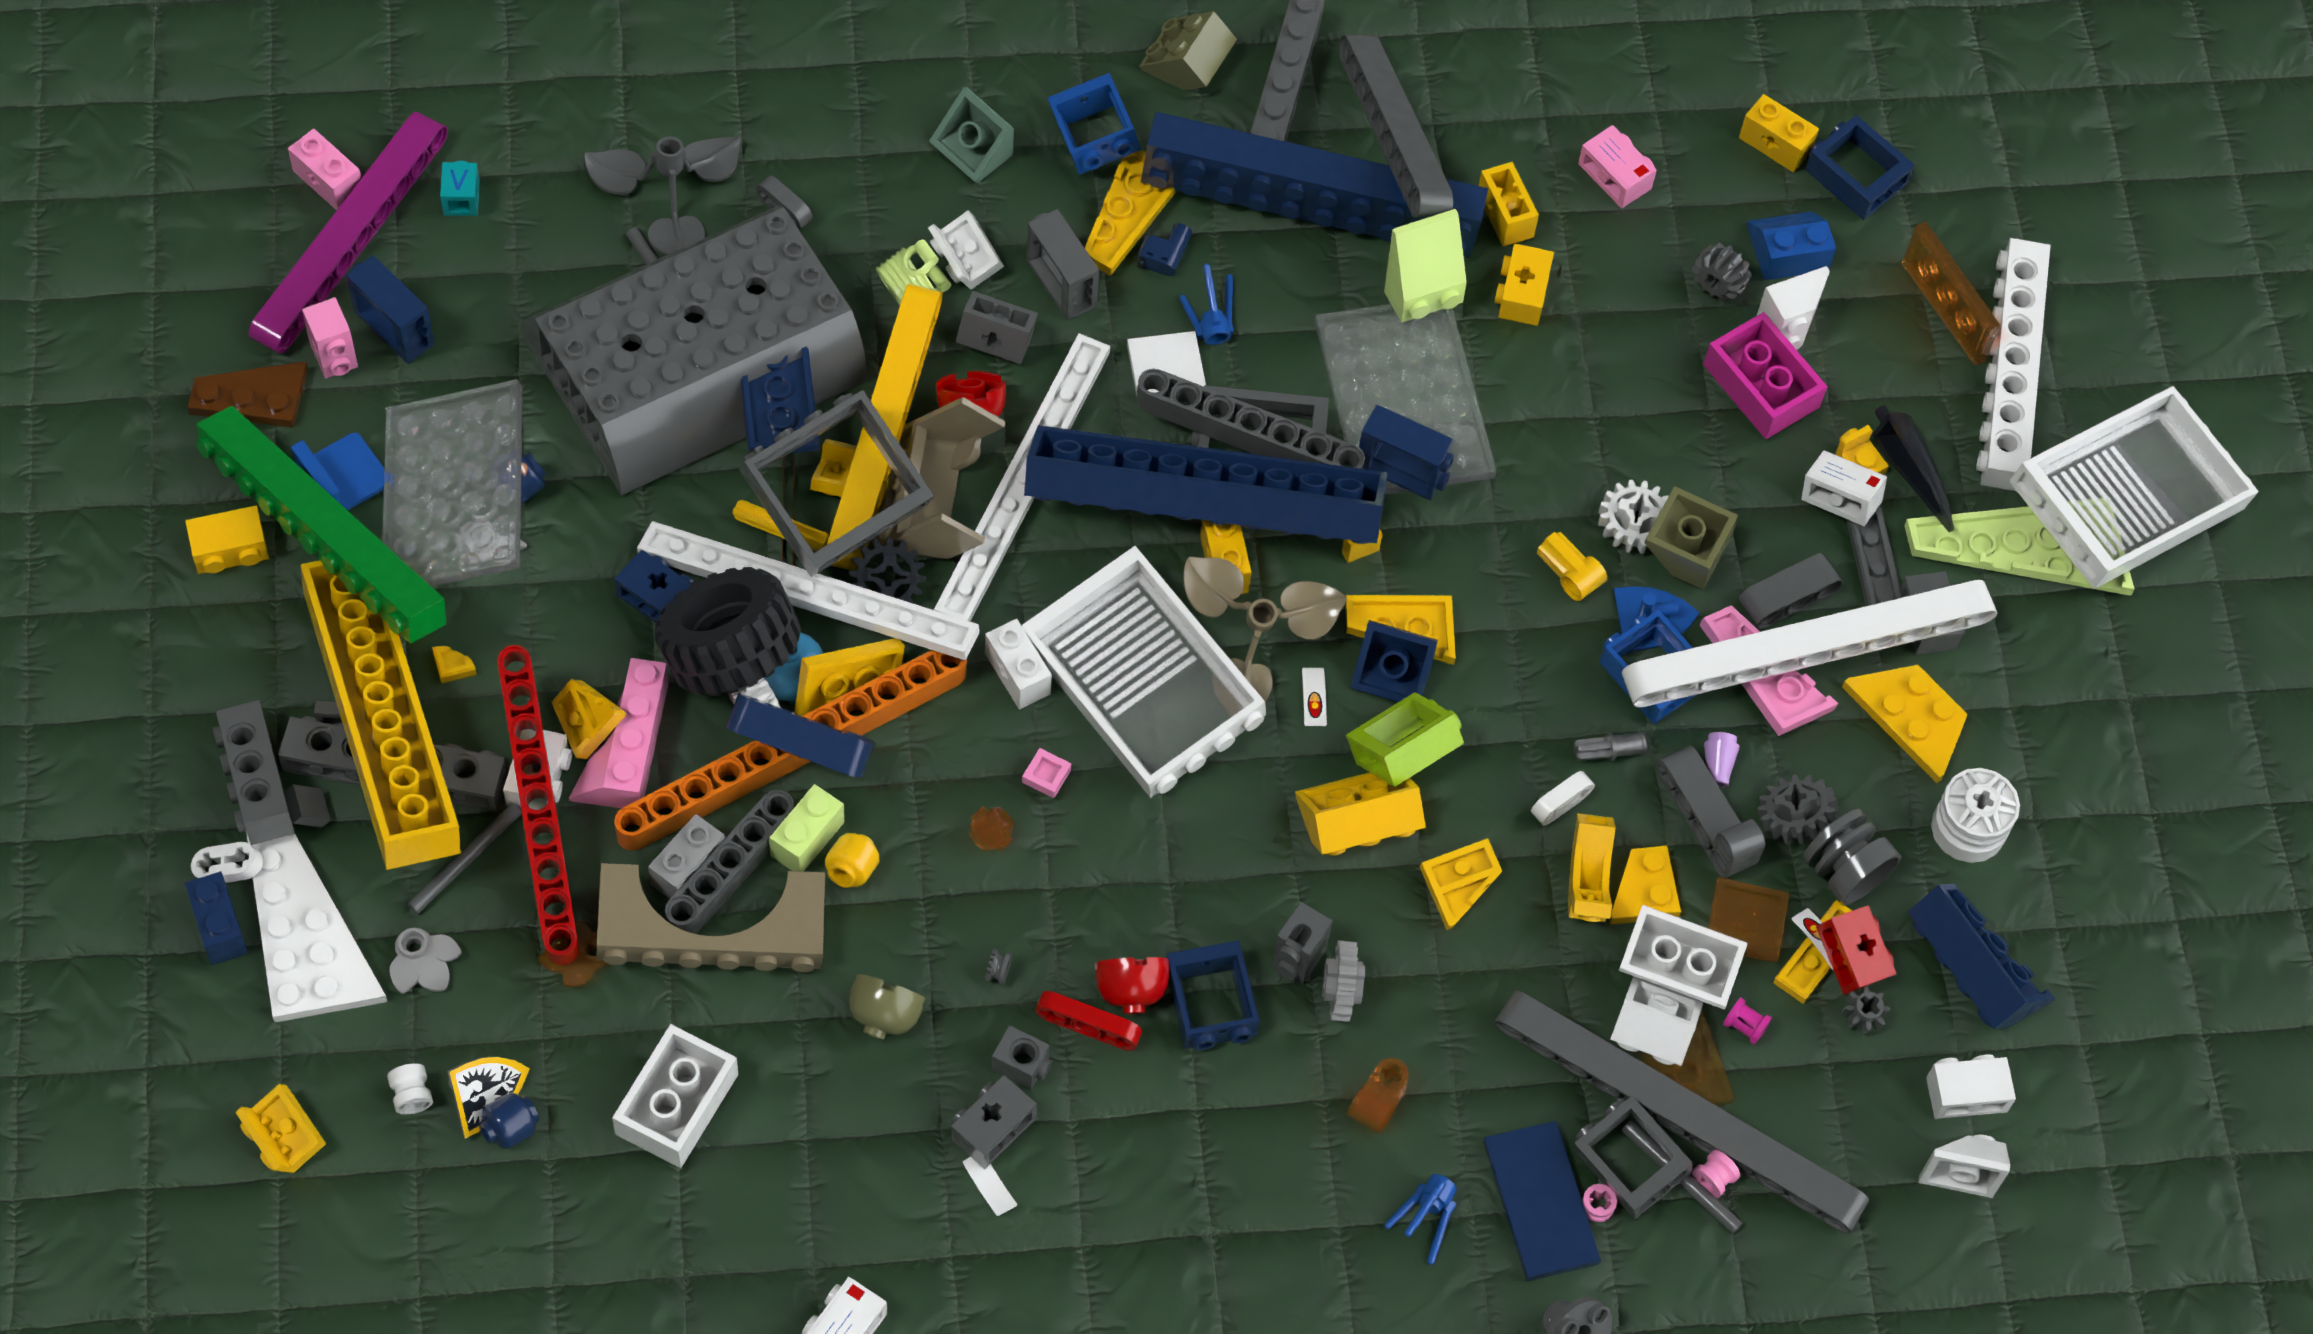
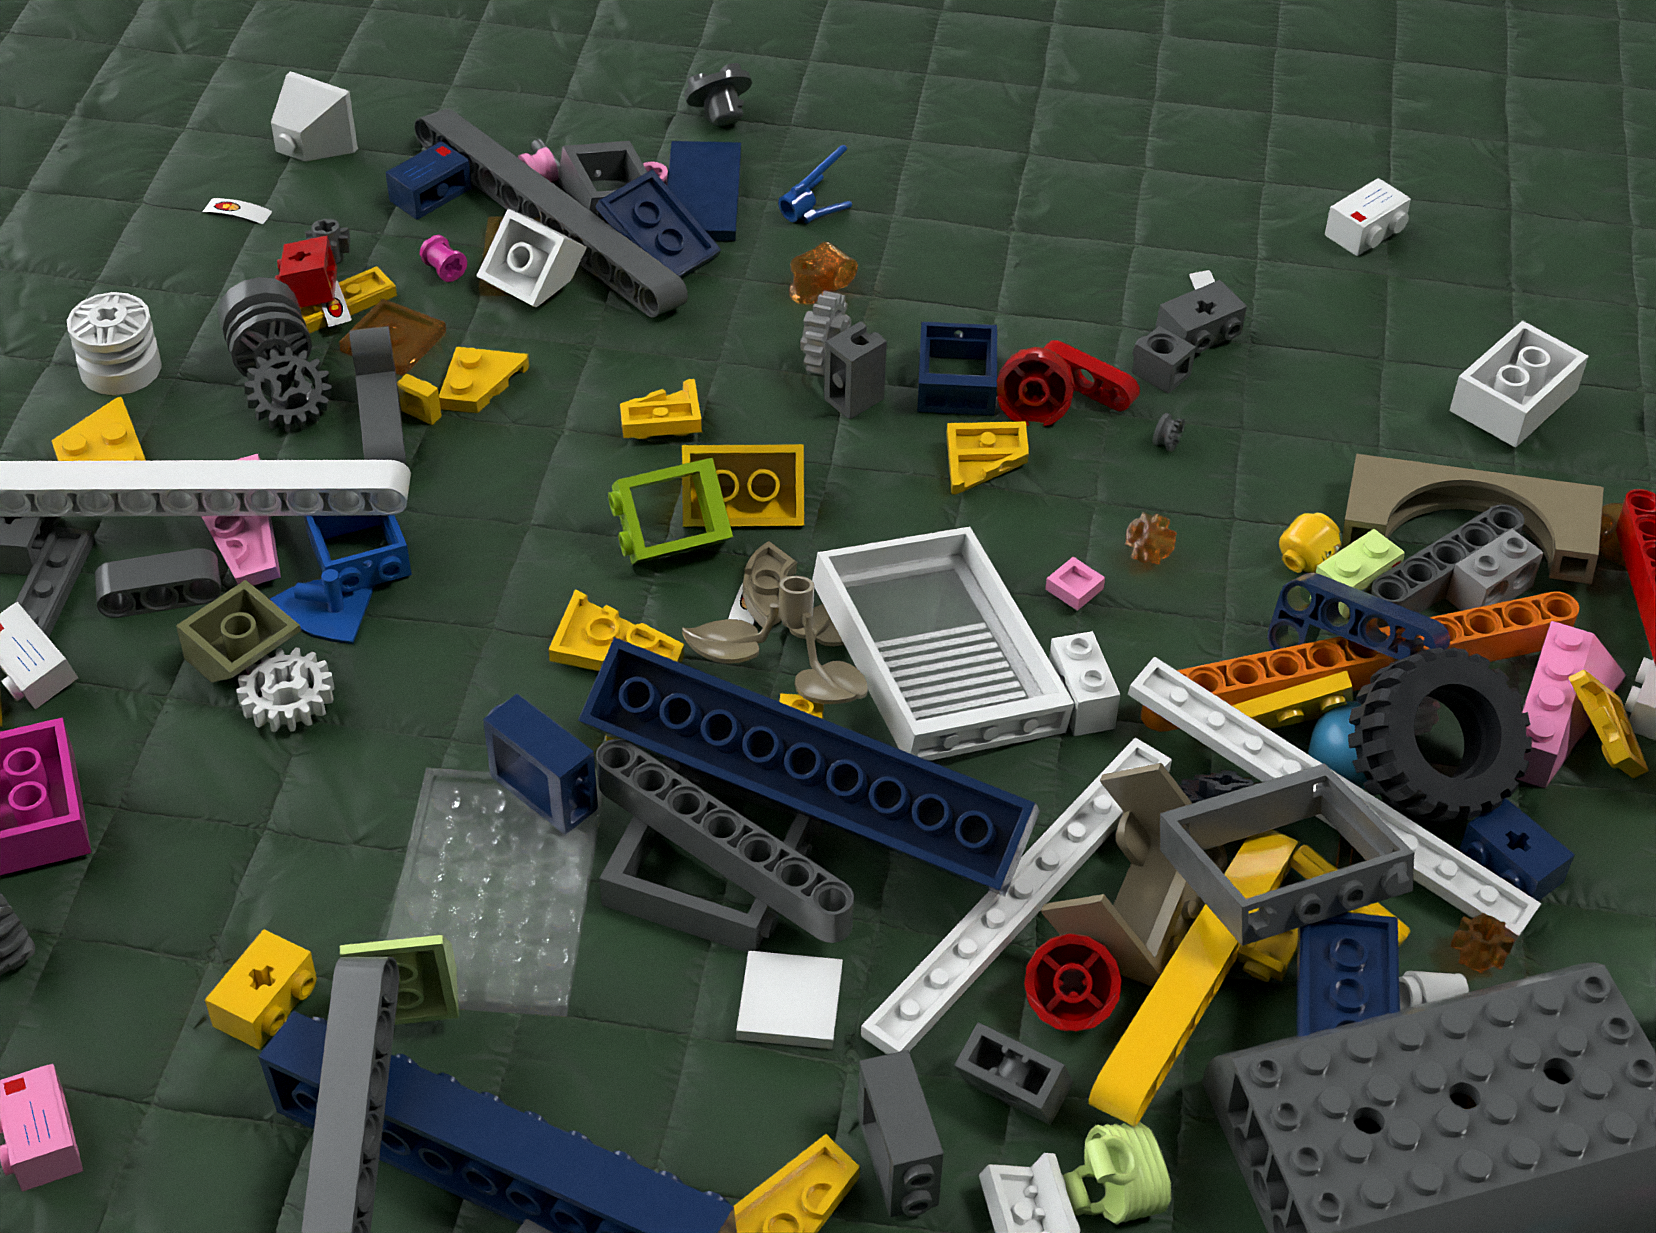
camera: 160 degrees left, 15 degrees down
(681, 501) = (1482, 942): none -> clear orange gear
(714, 466) = (1425, 987): none -> white cone
(883, 1007) = (1293, 414): olive cylinder -> none
(1161, 904) = (984, 451): none -> yellow wing
(1162, 254) = (740, 1152): dark blue piece -> none
(1214, 326) = (705, 1034): blue plant -> none
(1304, 713) = (762, 580): none -> dark tan tile
(1393, 662) = (644, 601): dark blue slope -> none
(1508, 204) = (227, 1091): yellow brick -> none
(1556, 1099) = (659, 224): none -> dark blue tile
(1562, 798) = (523, 452): white beam -> none
(1577, 573) = (390, 652): yellow piece -> none
(1590, 868) = (540, 373): yellow arch -> none
(1610, 746) = (448, 487): flat silver axle -> none
(1680, 834) = (419, 399): none -> yellow plate
(1683, 957) = (482, 294): white slope -> none
(1720, 756) = (340, 447): lavender cone -> none
(1817, 1122) = (428, 180): none -> dark blue brick
(1969, 1051) = (238, 208): none -> white sticker
(1970, 1087) = (269, 177): white brick -> none
(1977, 958) = (192, 248): dark blue wedge -> none

